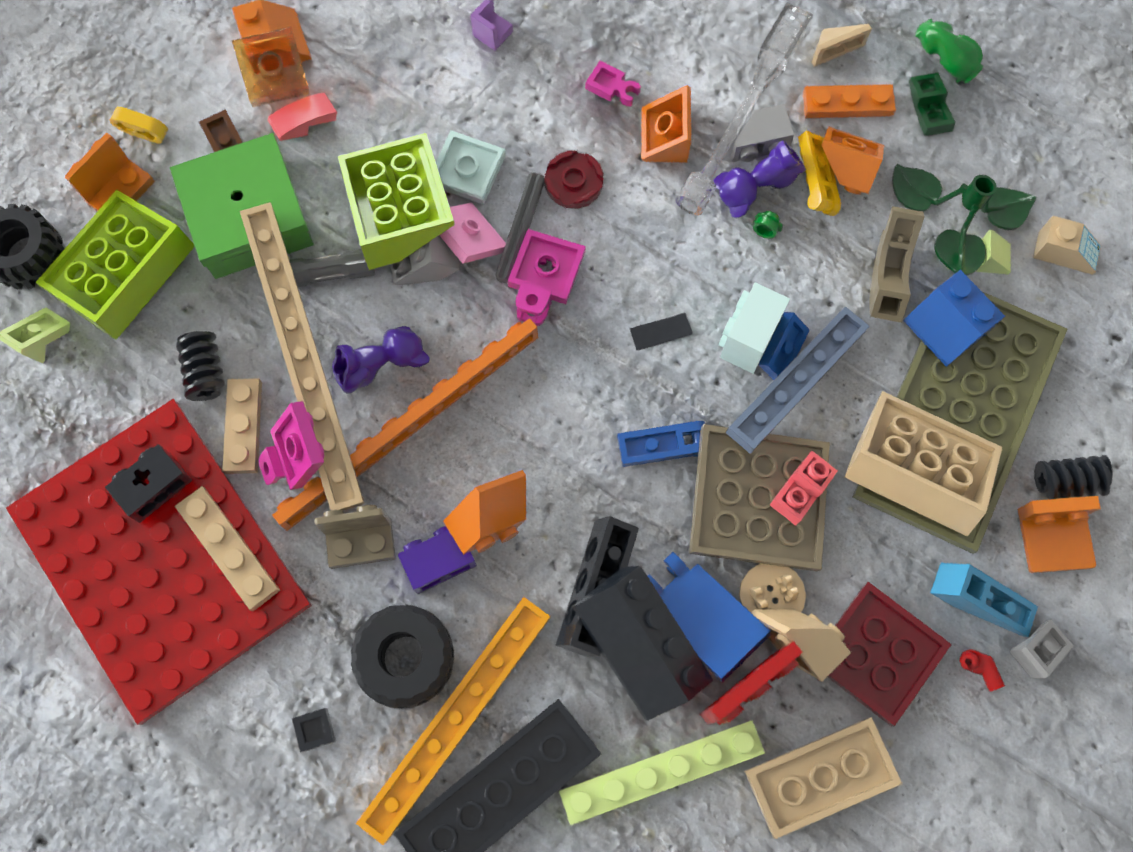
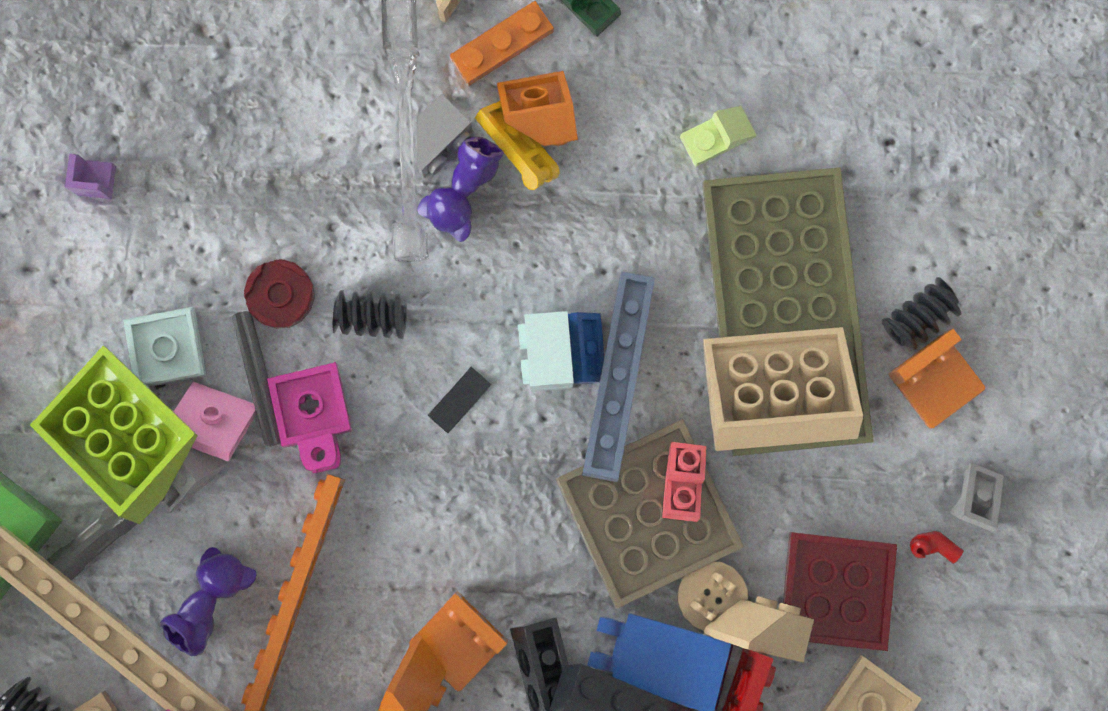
camera: 35 degrees left, 10 degrees up
(553, 505) = (461, 640): none -> orange bracket
(610, 82) = (249, 169): dark pink plate -> none
(632, 228) = (369, 315): none -> black piece
(659, 443) = (524, 517): blue plate -> none
(667, 127) = (338, 185): orange slope -> none
(767, 224) = (498, 228): green plate -> none
(892, 264) = (644, 205): dark tan arch -> none
(953, 318) = (730, 227): blue slope -> none
(955, 249) = (694, 152): dark green plant -> none
(983, 597) = (903, 482): dark azure slope -> none
(1067, 245) = (796, 77): tan slope -> none

